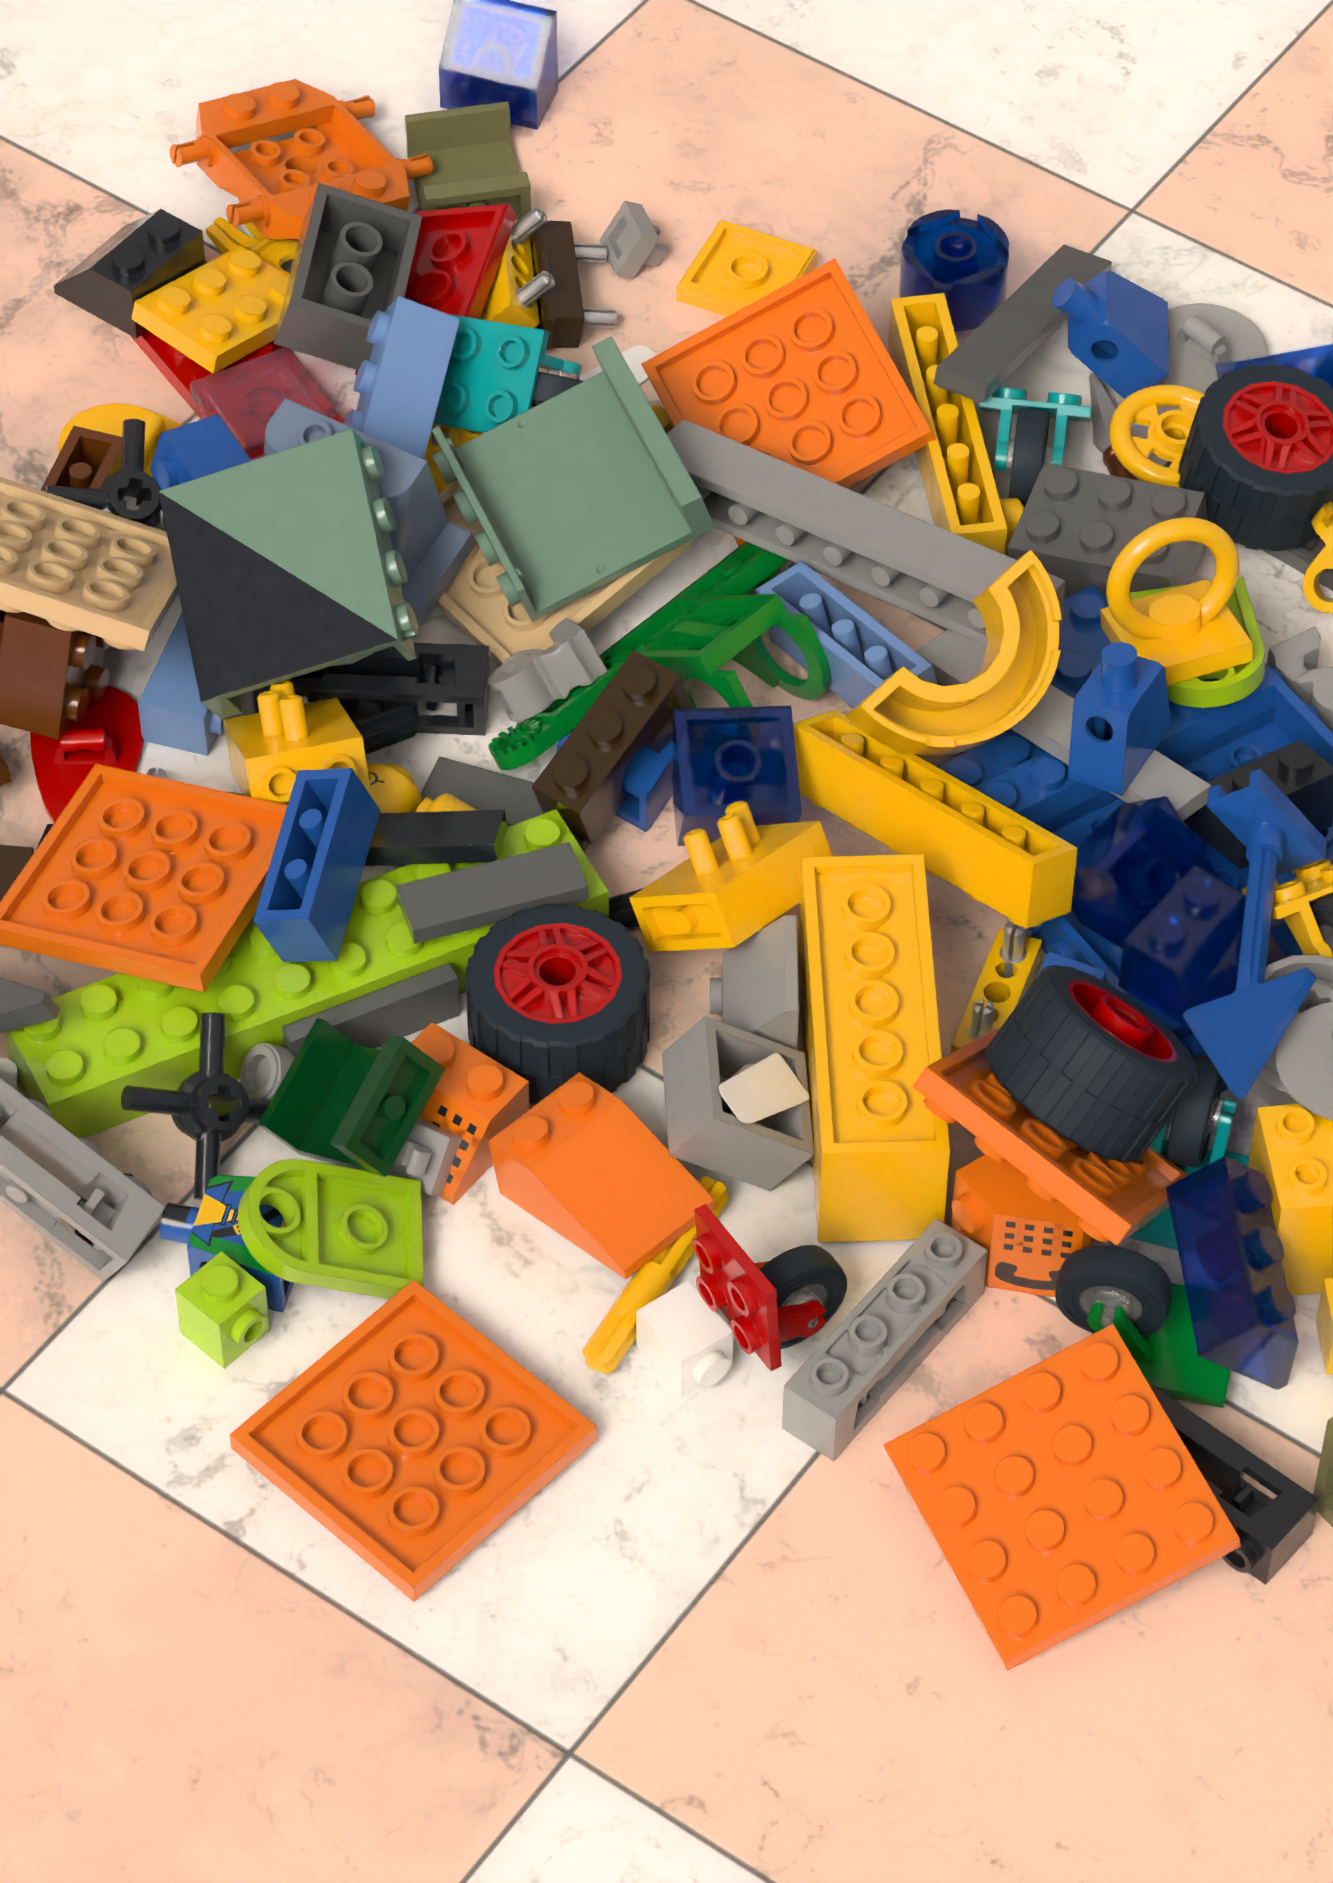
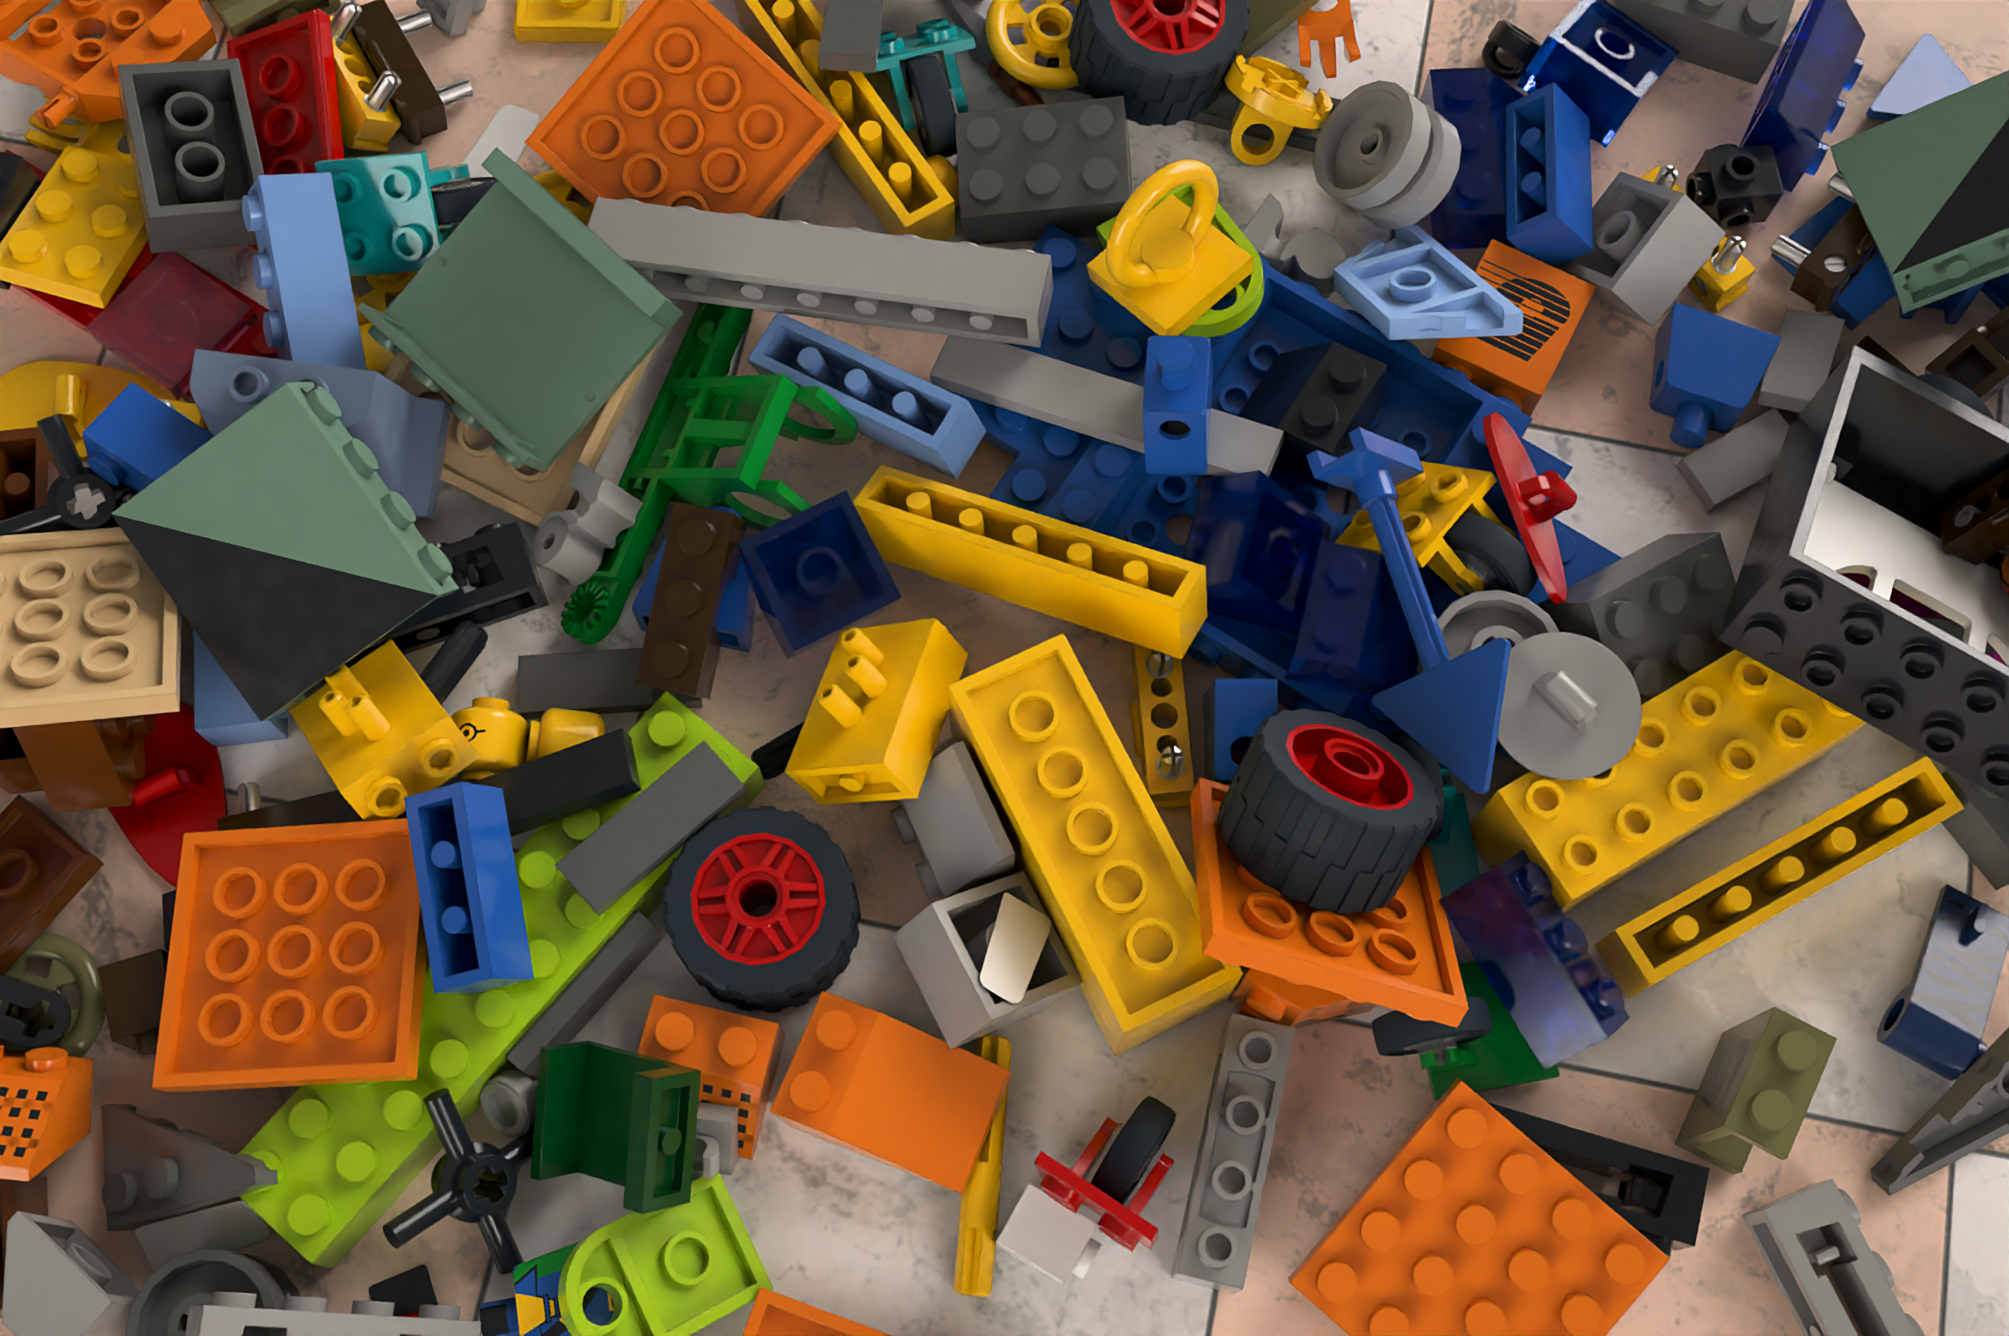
camera: 25 degrees left, 20 degrees up
(1017, 668) = (1049, 404): yellow brick -> none

